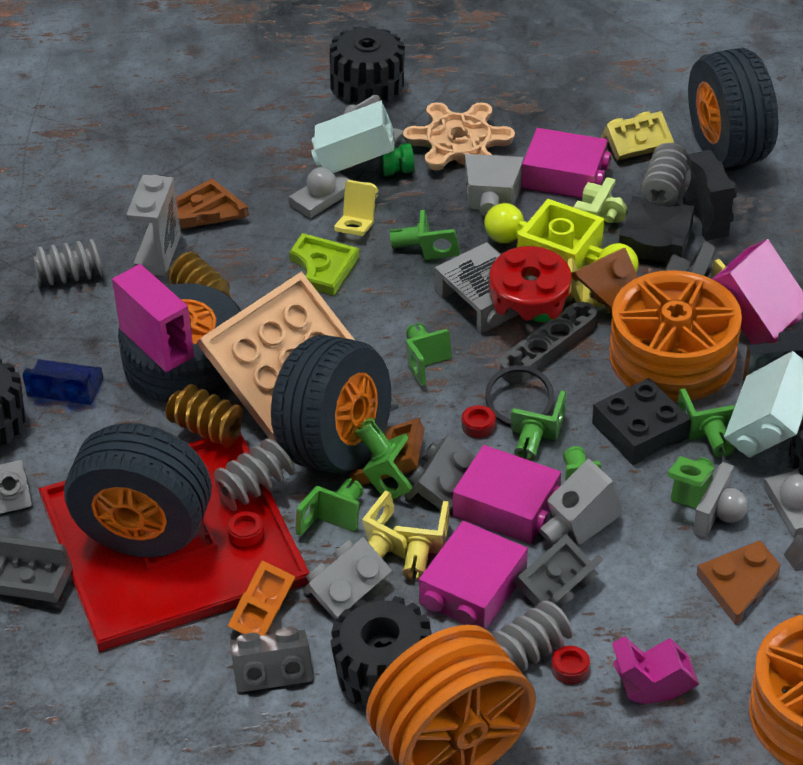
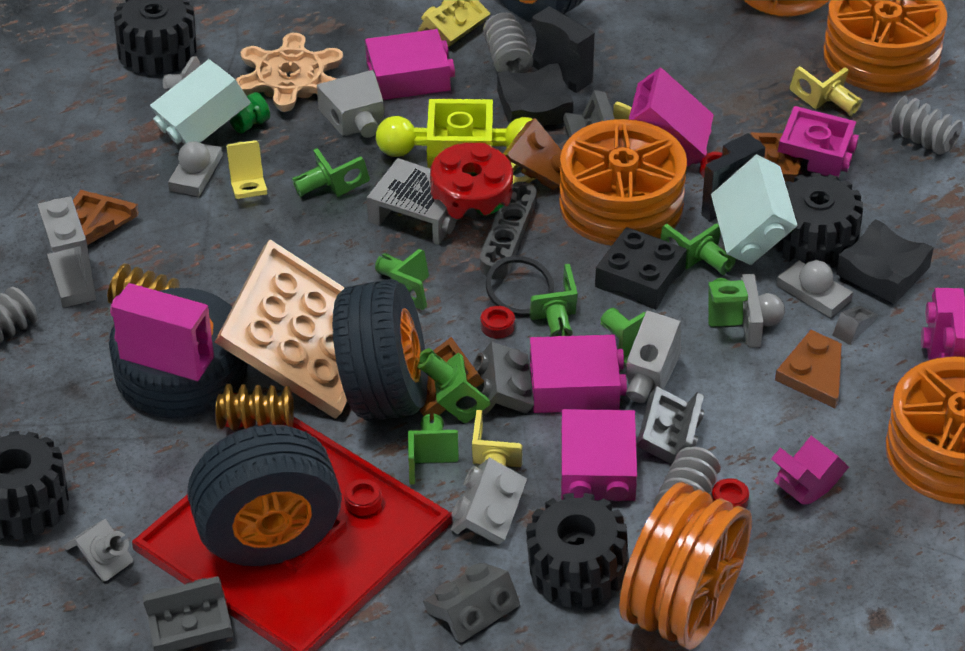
camera: 30 degrees left, 0 degrees up
(62, 381) = (79, 432): clear blue bracket -> none
(251, 471) = (346, 437): light grey piece -> none
(262, 600) = (426, 552): orange slope -> none
(324, 261) = (242, 229): lime tile -> none
(422, 542) = (536, 442): light yellow bracket -> none
(600, 202) = (463, 85): yellowish green hips -> none

